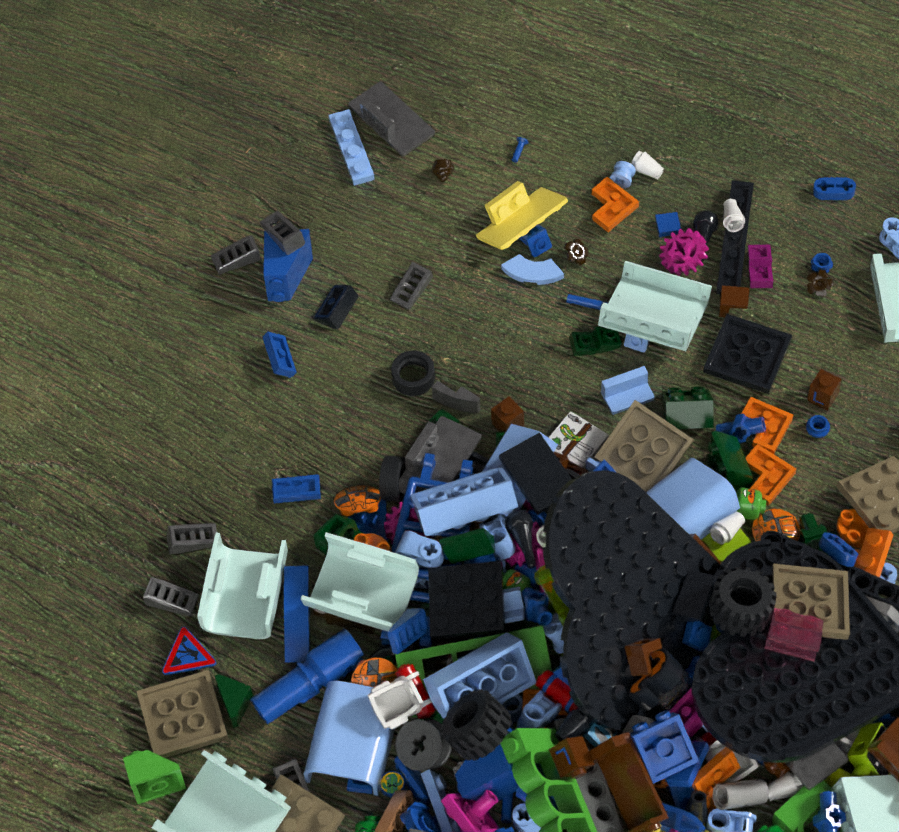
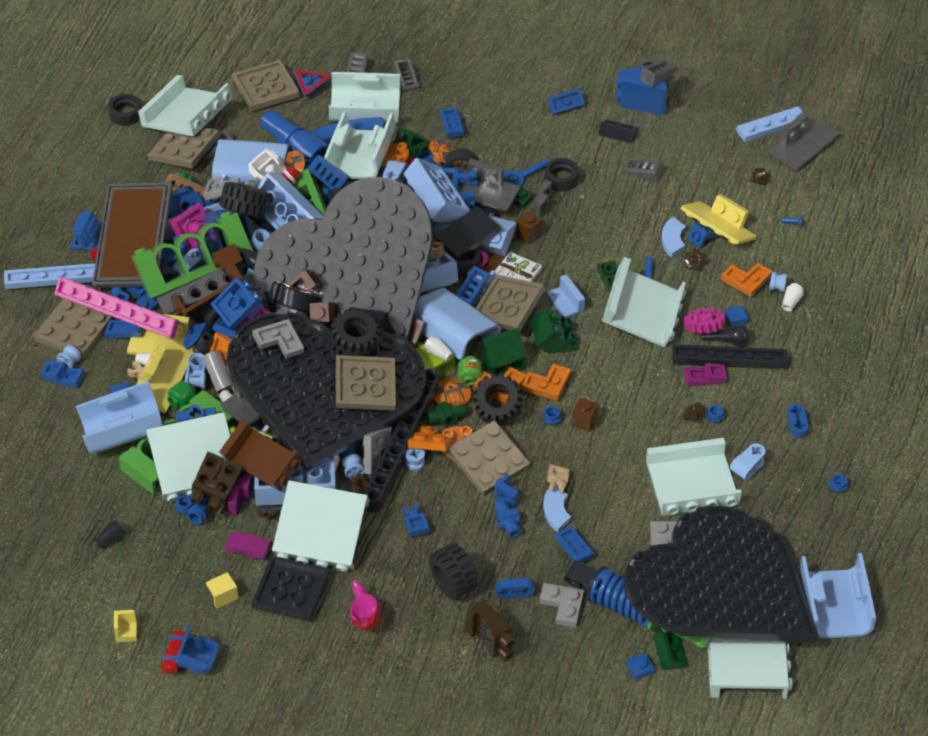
camera: 80 degrees right, 10 degrees down
(152, 775) = (214, 67): bright green slope -> none
(235, 697) = (282, 104): dark green slope -> none
(406, 429) = (517, 178): none -> blue piece
(413, 773) = (215, 186): none -> light grey plate
(681, 644) = (322, 311): none -> reddish brown brick
(733, 217) = (744, 345): white cone -> none
(733, 298) = (663, 353): reddish brown panel -> none
(741, 687) = (281, 334): none -> light grey plate
(742, 427) = (539, 363): blue axle -> none
(747, 353) = (614, 368): black plate -> none
(794, 634) = (329, 363): clear pink bracket -> none
(796, 484) = (493, 385): none -> black tyre
(838, 549) = (427, 415): blue beam -> none

